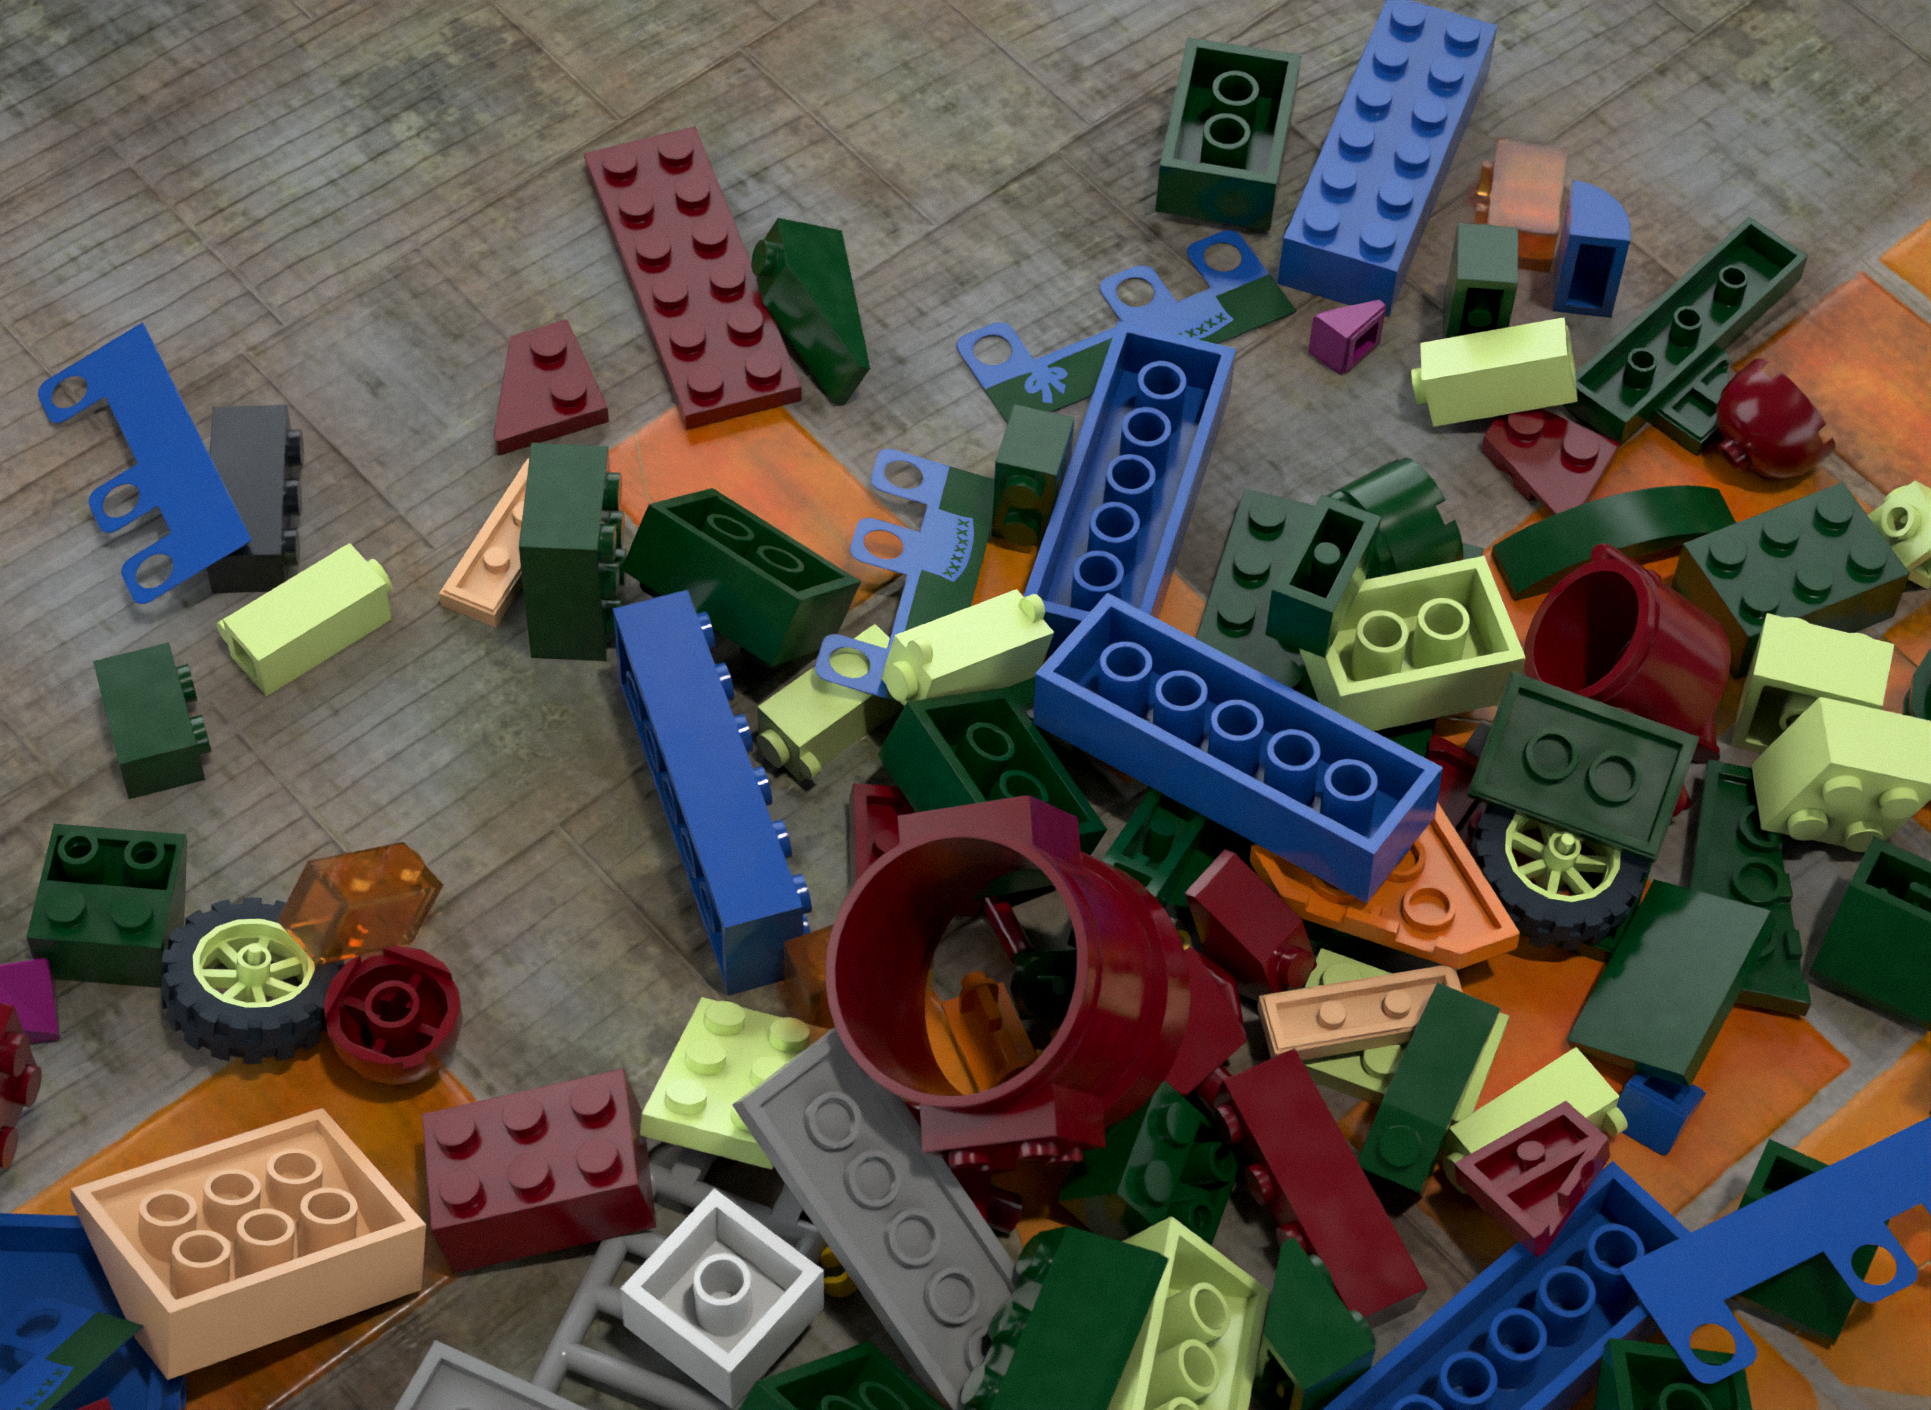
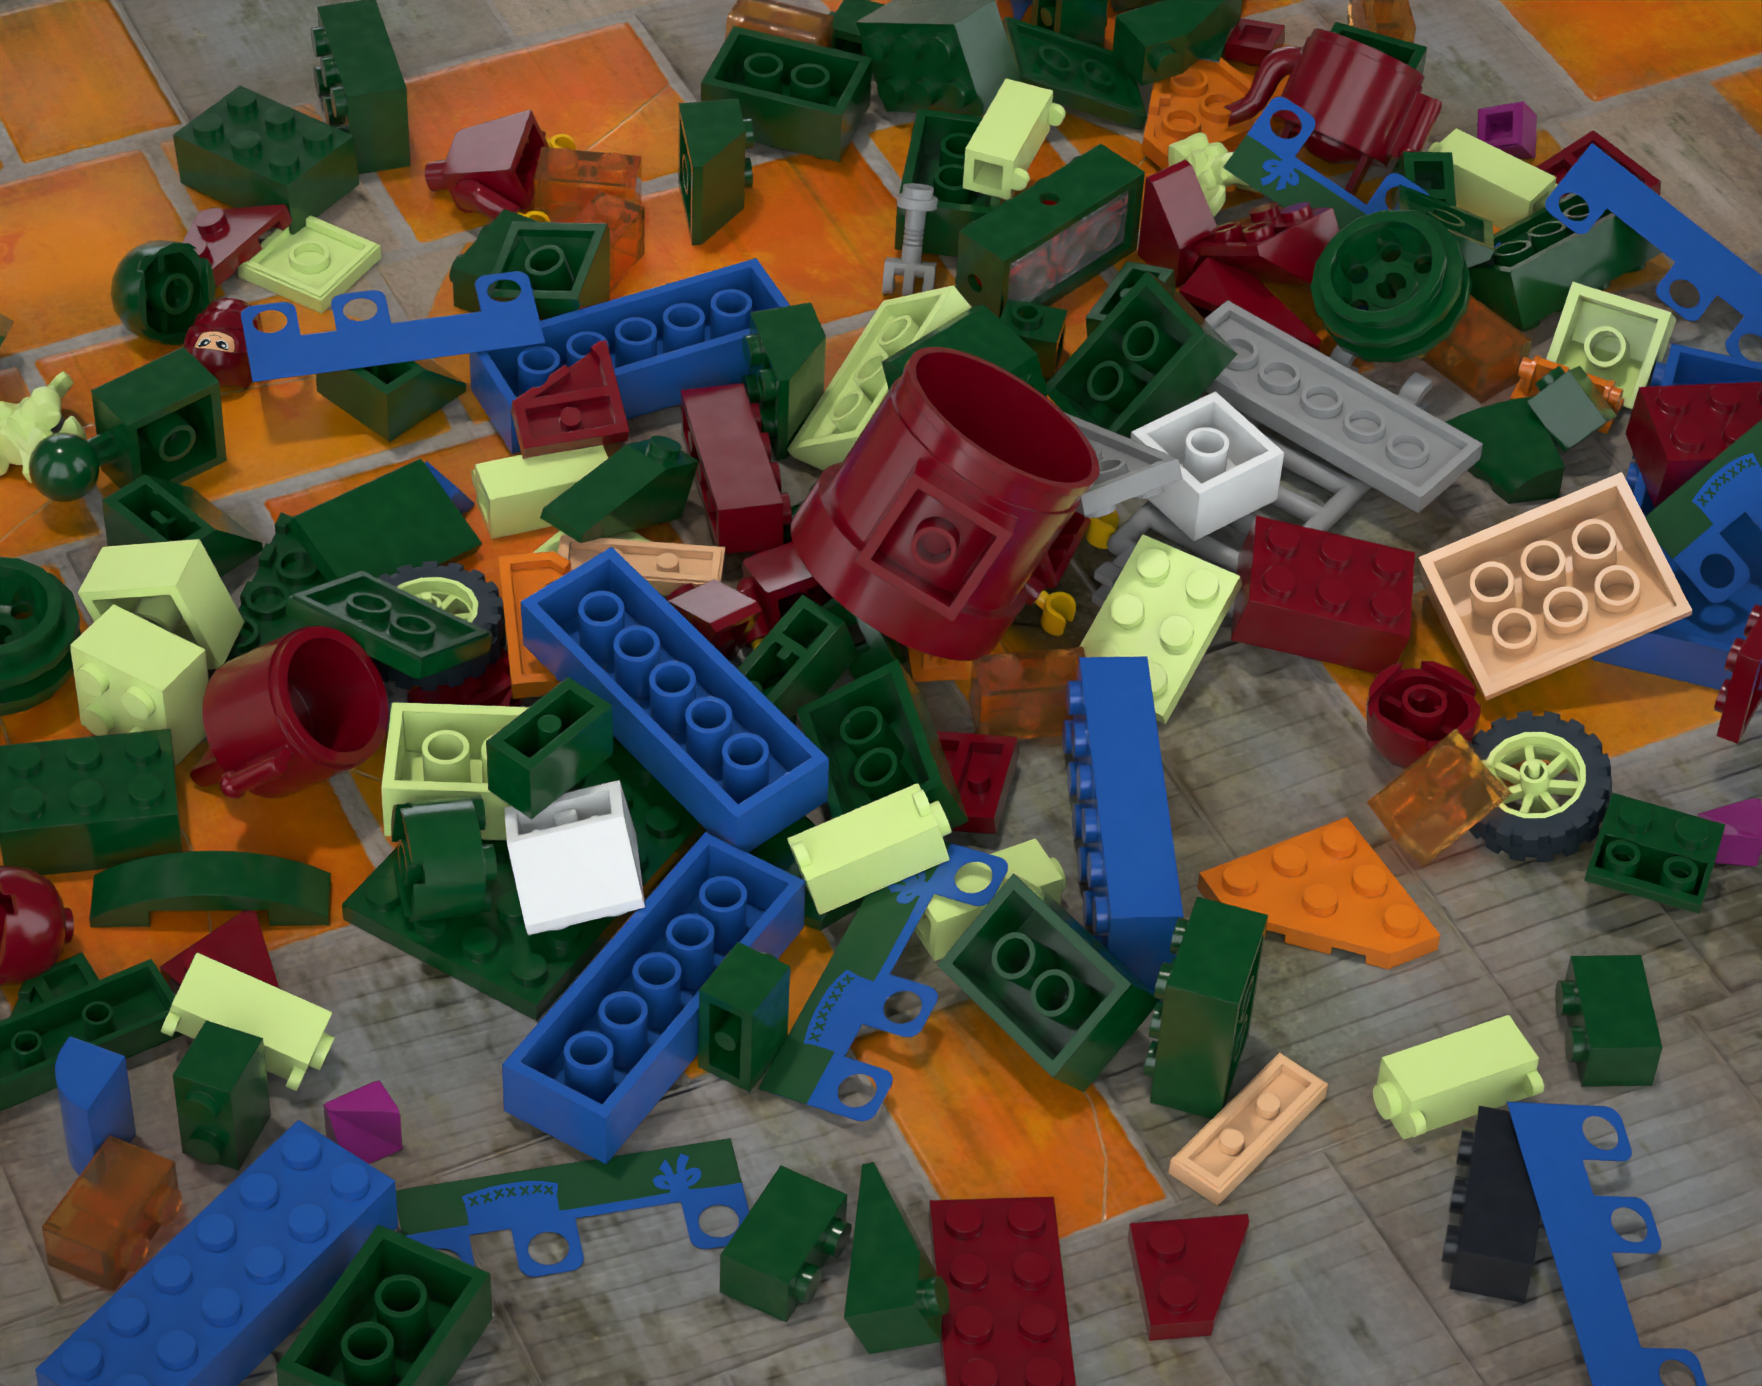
camera: 165 degrees left, 10 degrees down
(481, 817) = (1327, 894): none -> orange plate
(919, 310) = (784, 1244): none -> dark green brick
(1237, 563) = (575, 859): none -> white slope

